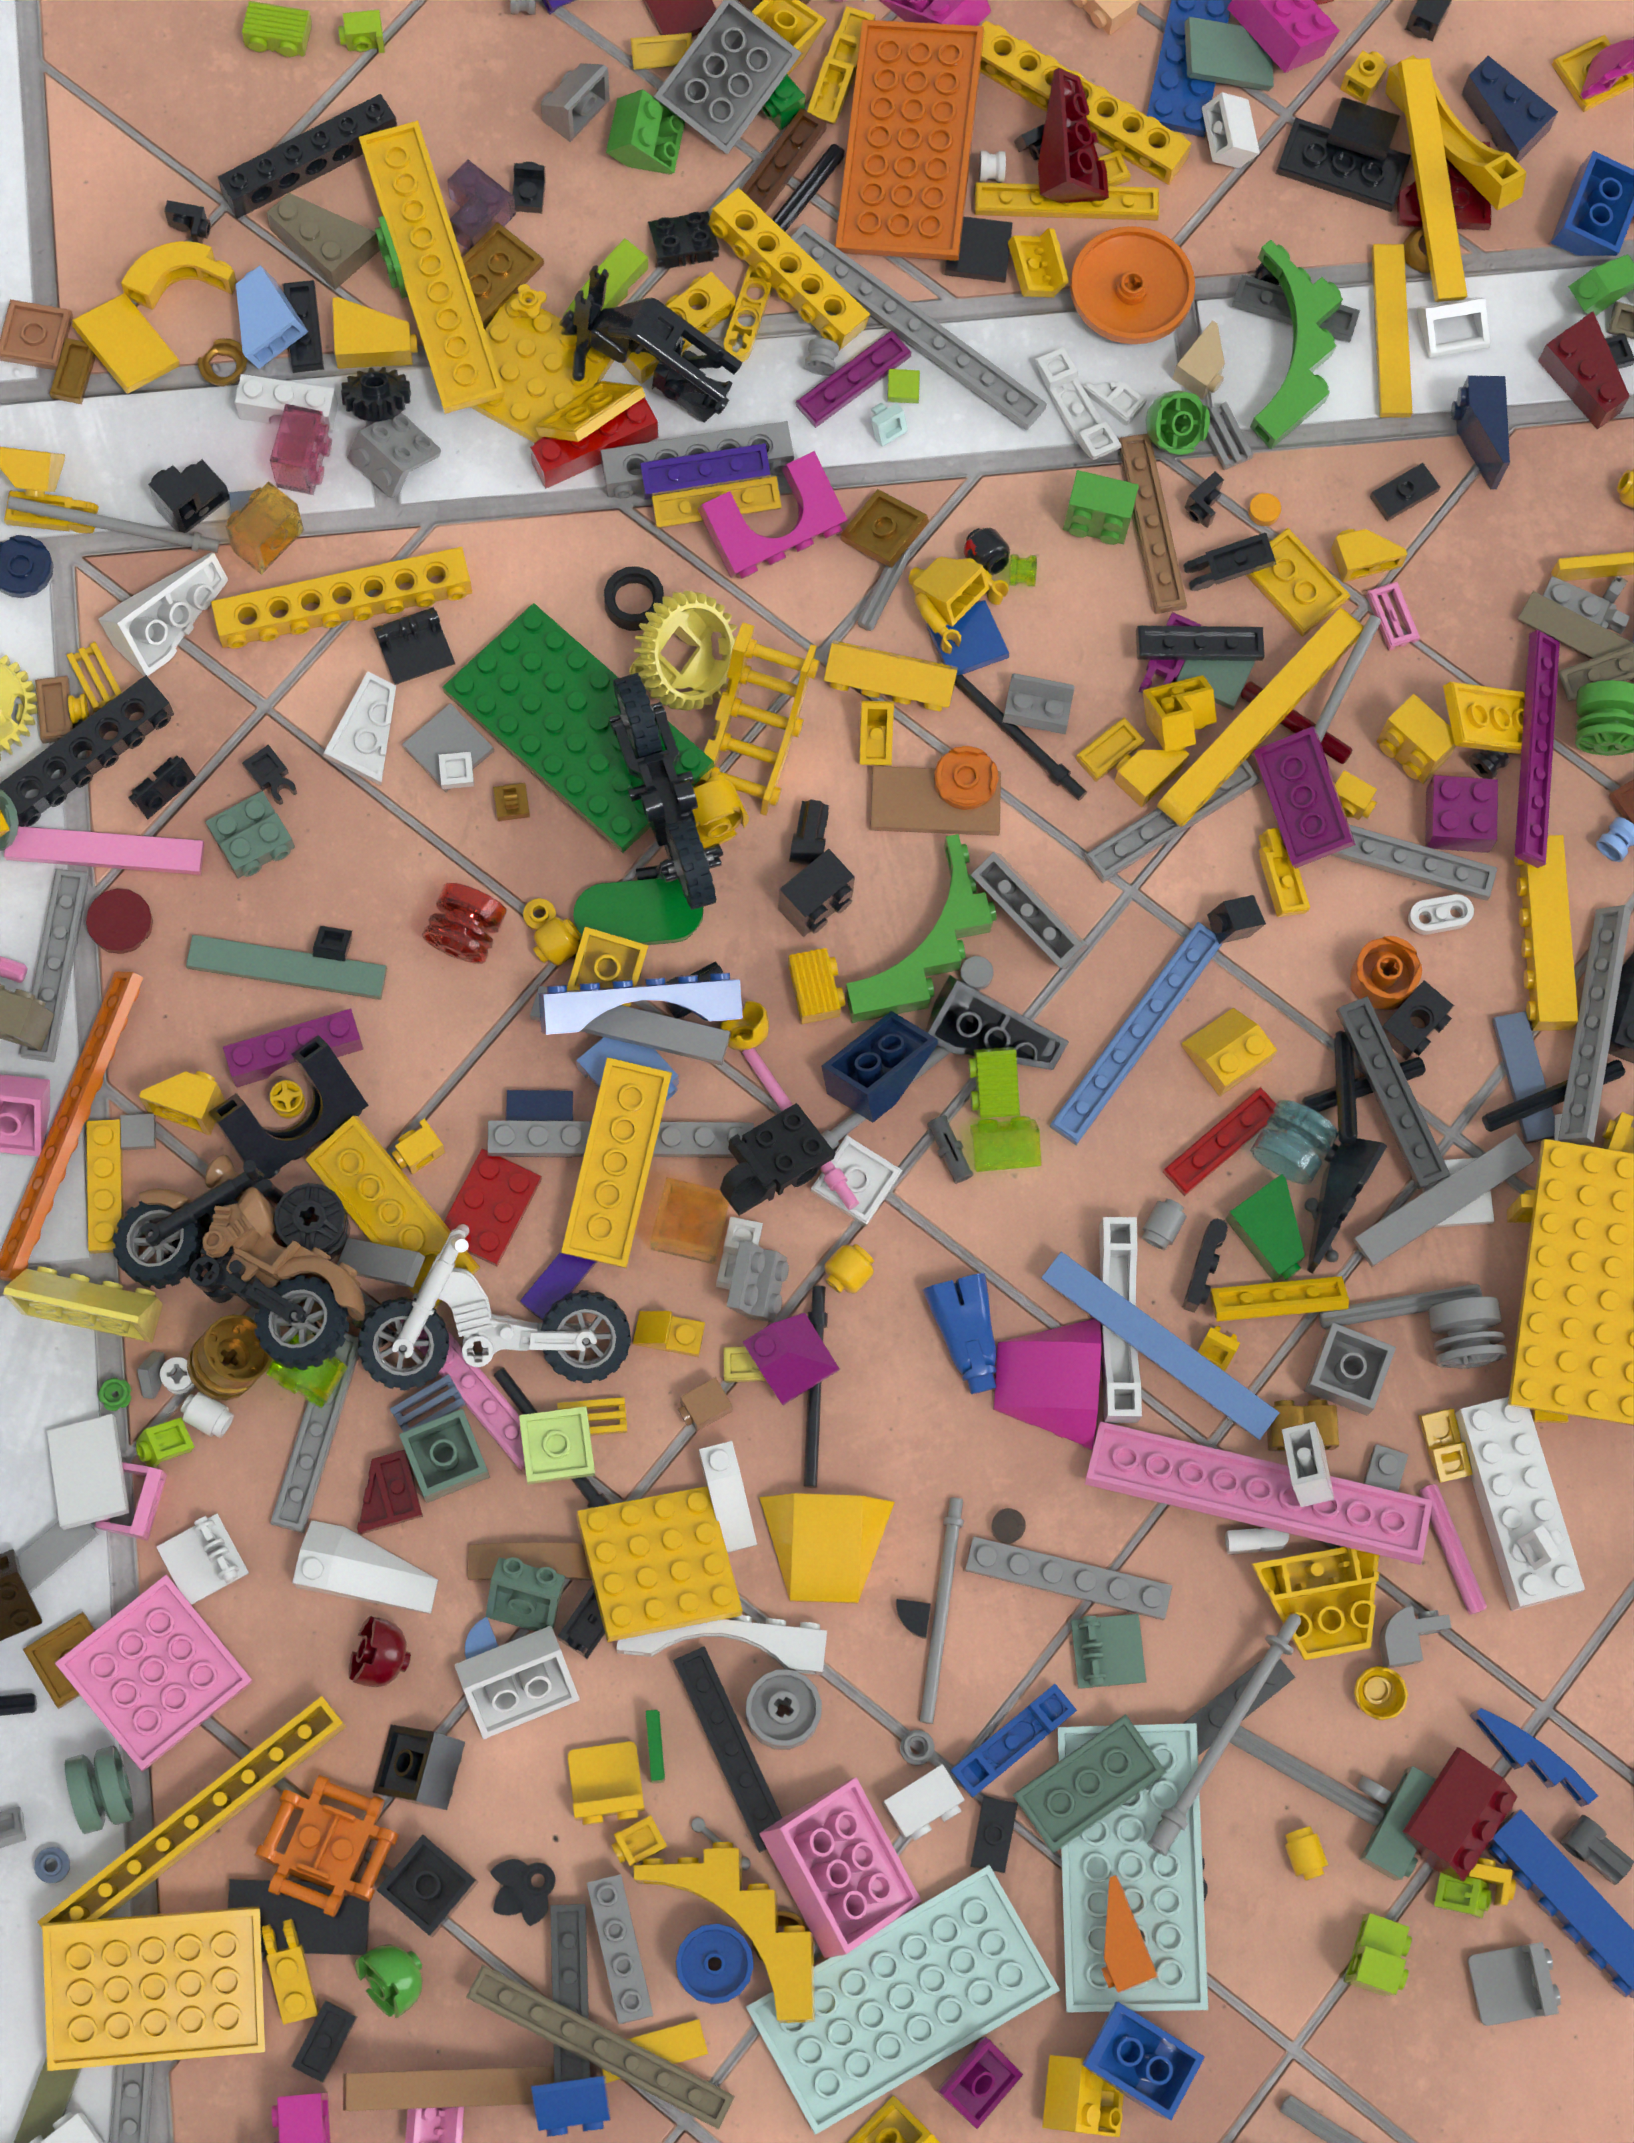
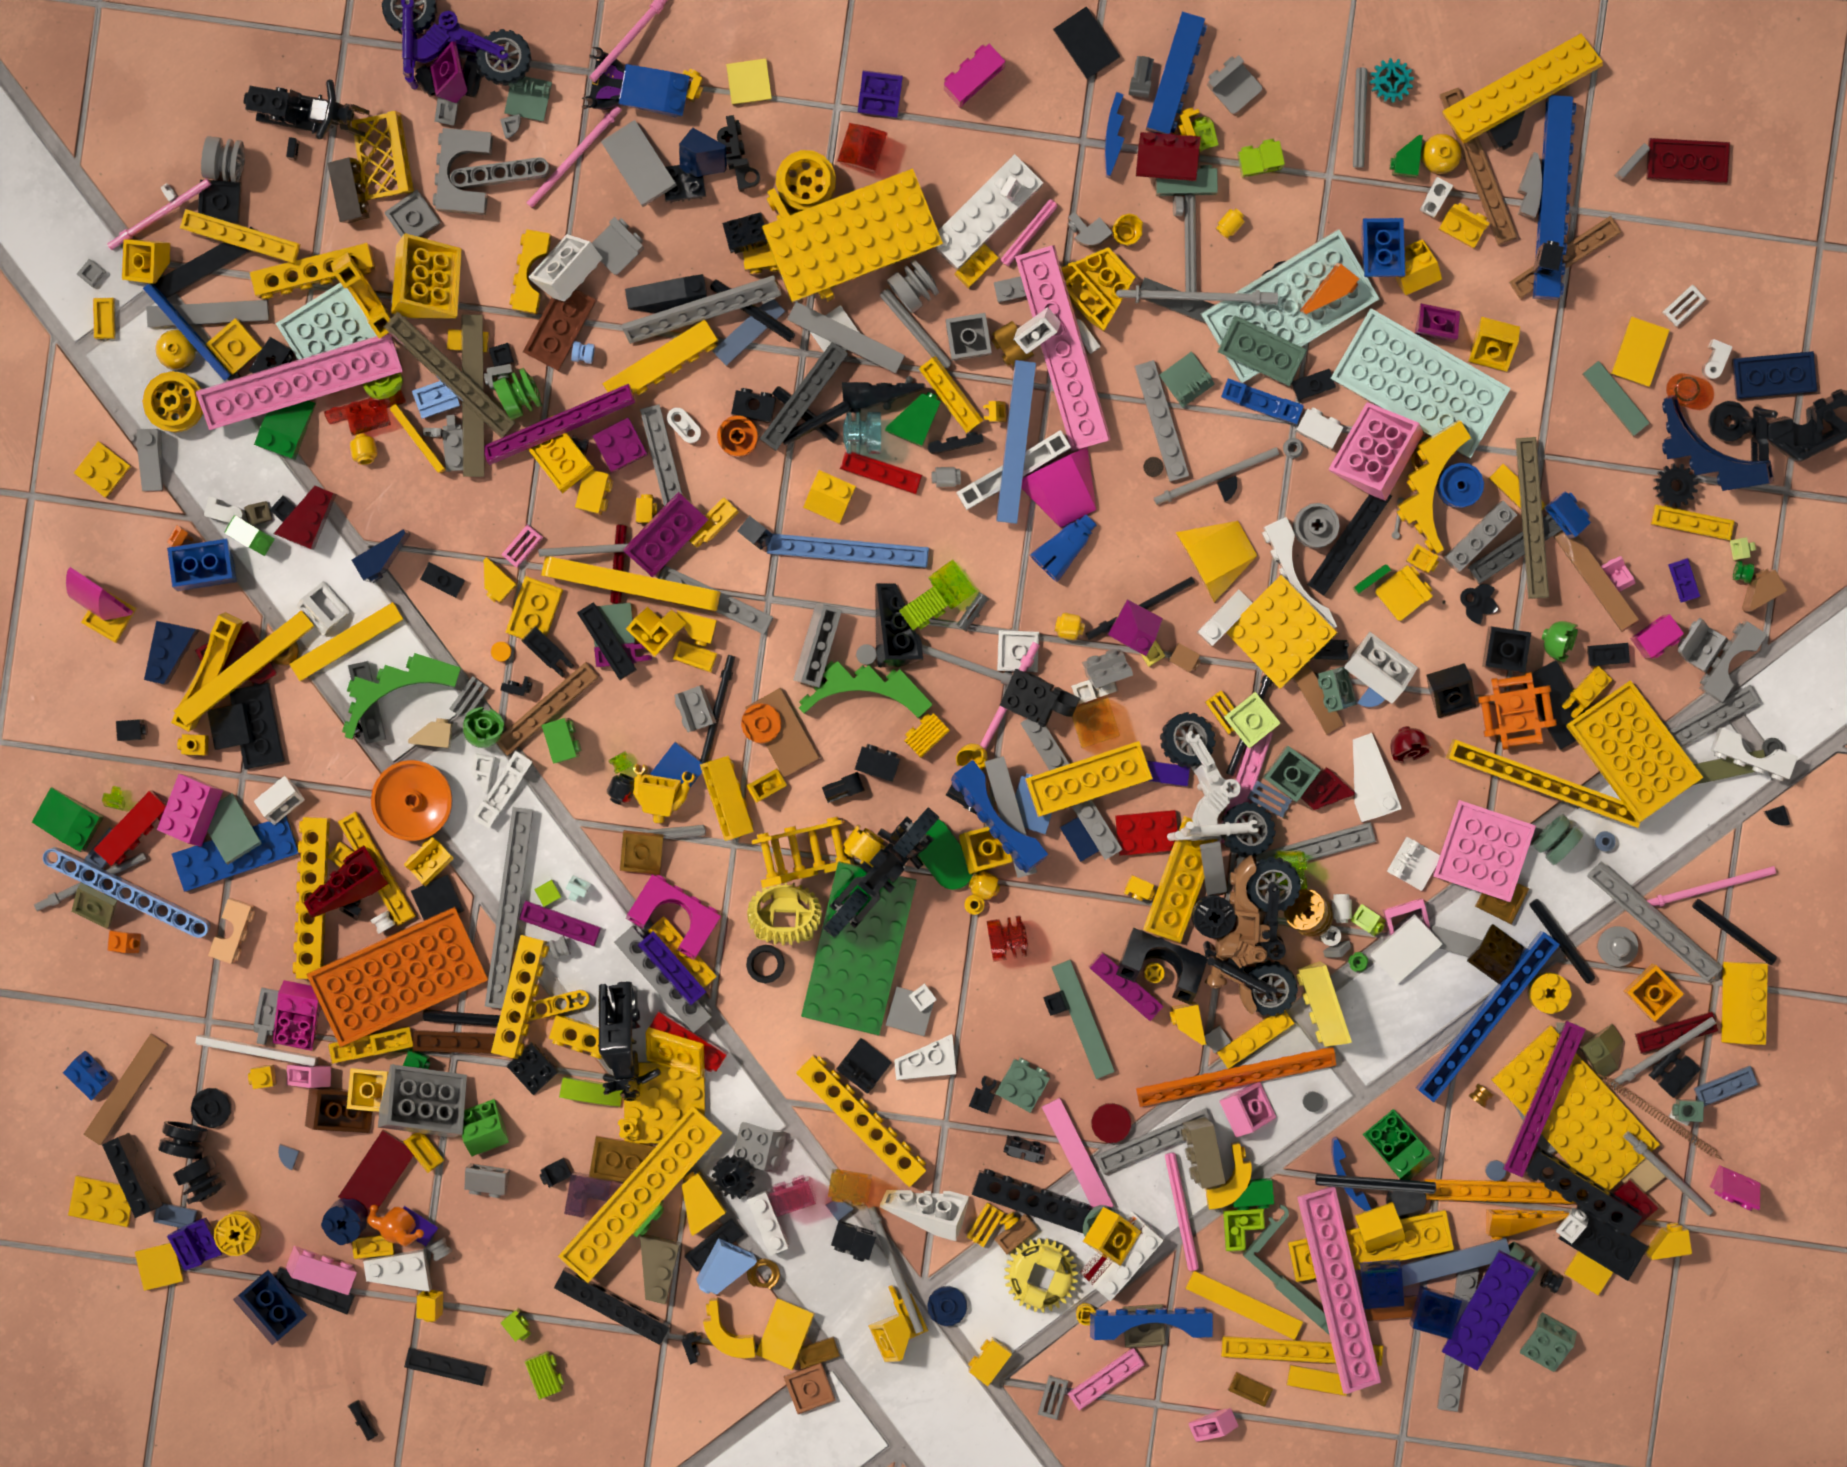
camera: 115 degrees left, 15 degrees up
(511, 802) = (920, 958): pearl gold tile -> none
(669, 1333) = (1157, 699): yellow slope -> none
(878, 1066) = (952, 674): dark blue slope -> none

